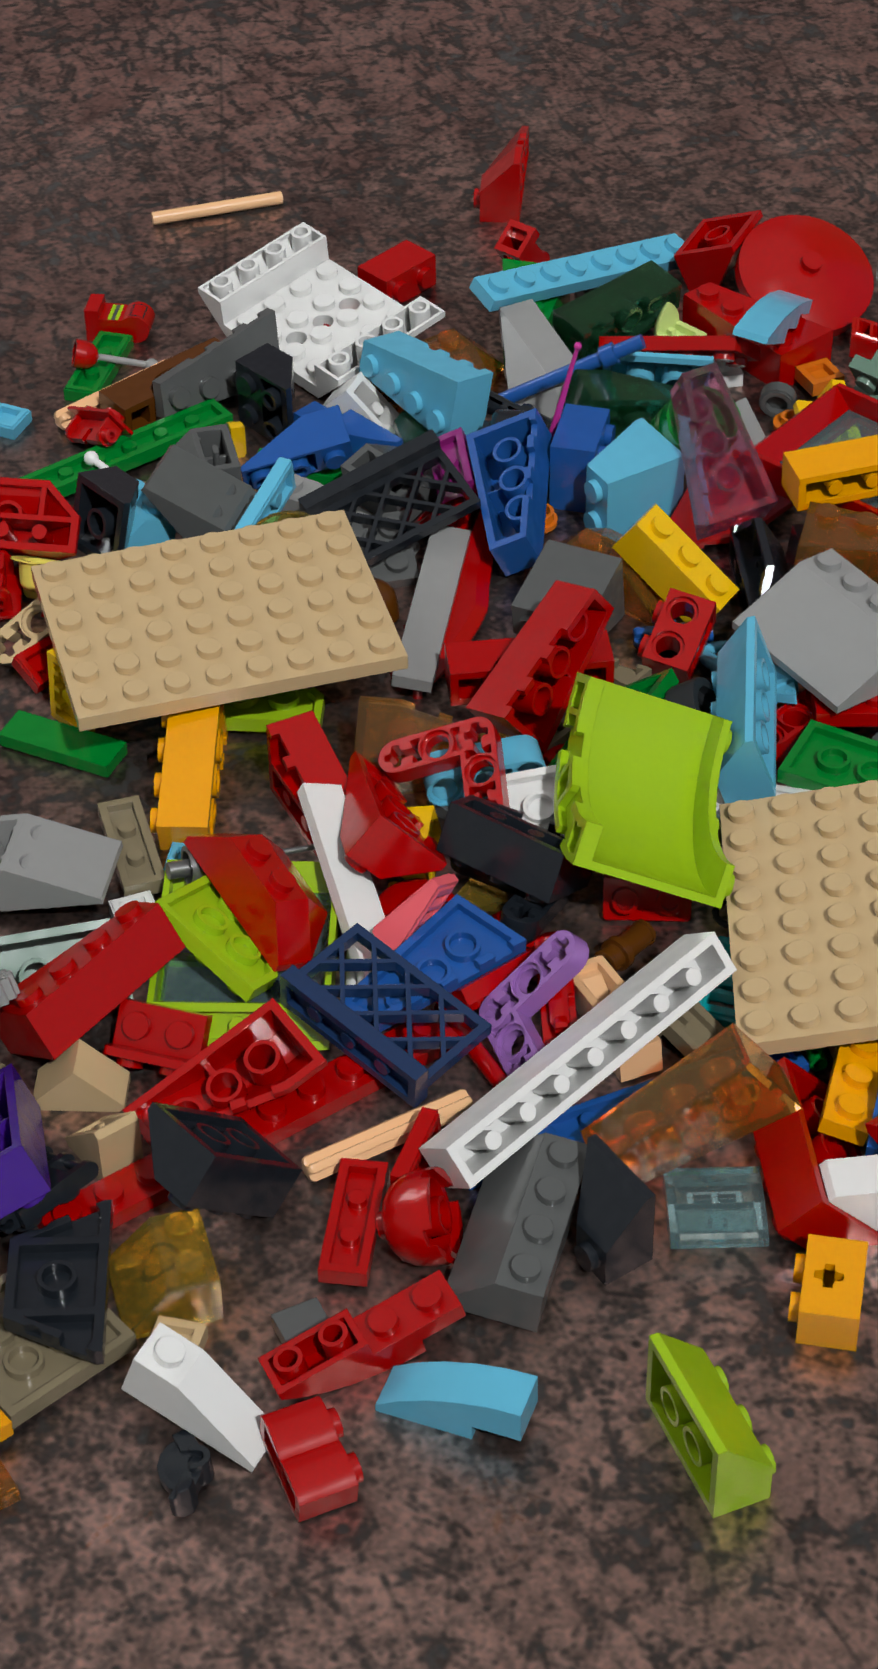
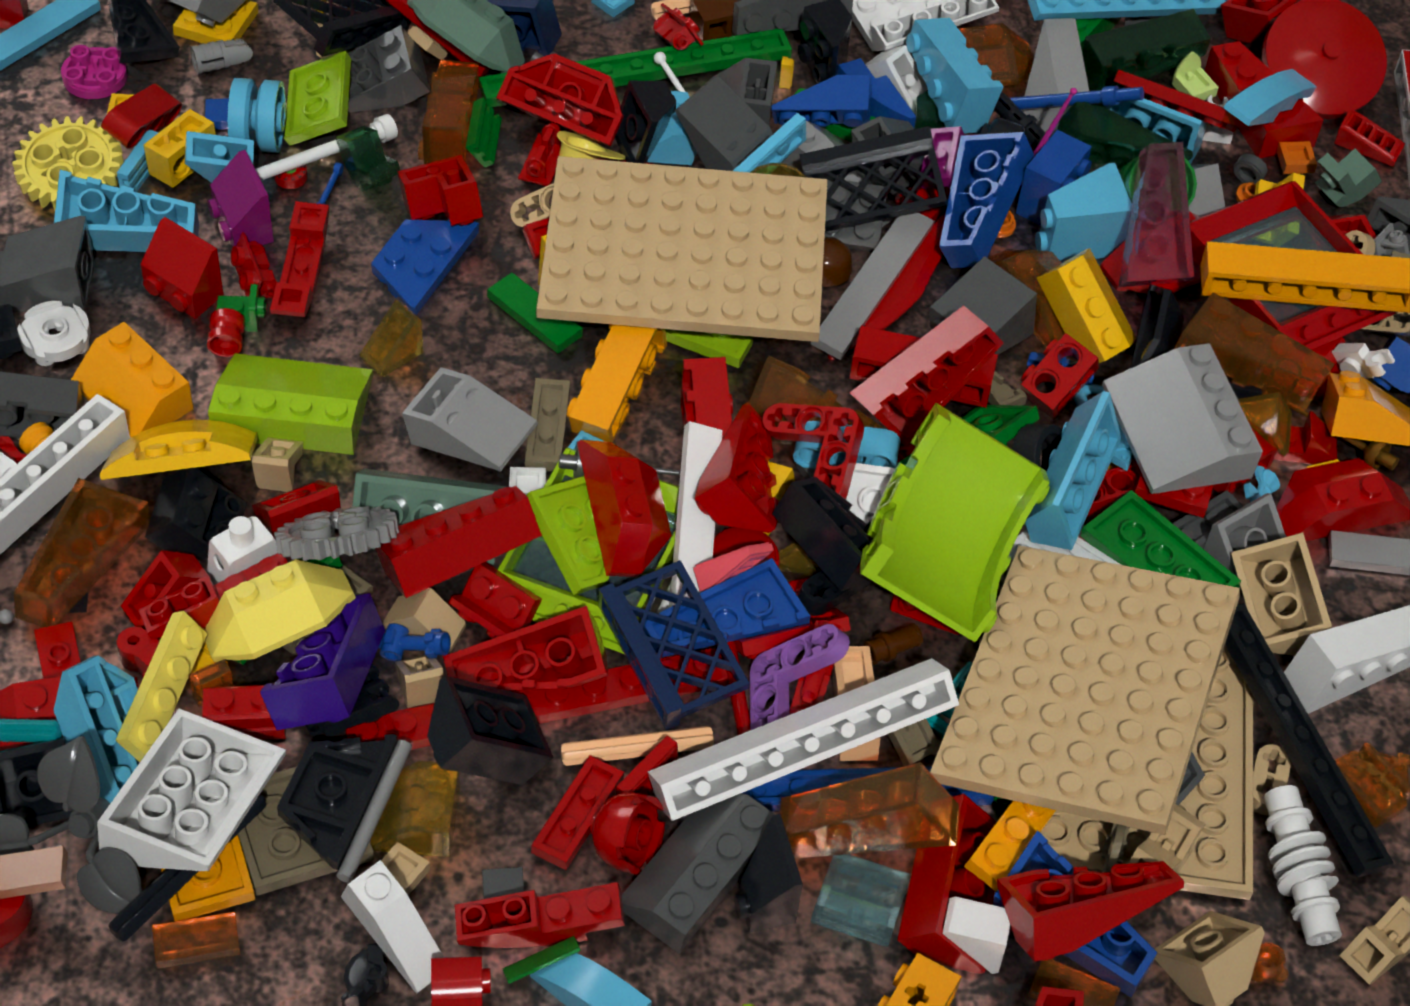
camera: 15 degrees right, 10 degrees up
(59, 1112) = (397, 639): none -> blue bar
(118, 1290) = (374, 811): none -> light grey bar
(384, 1385) = (541, 959): none -> green window

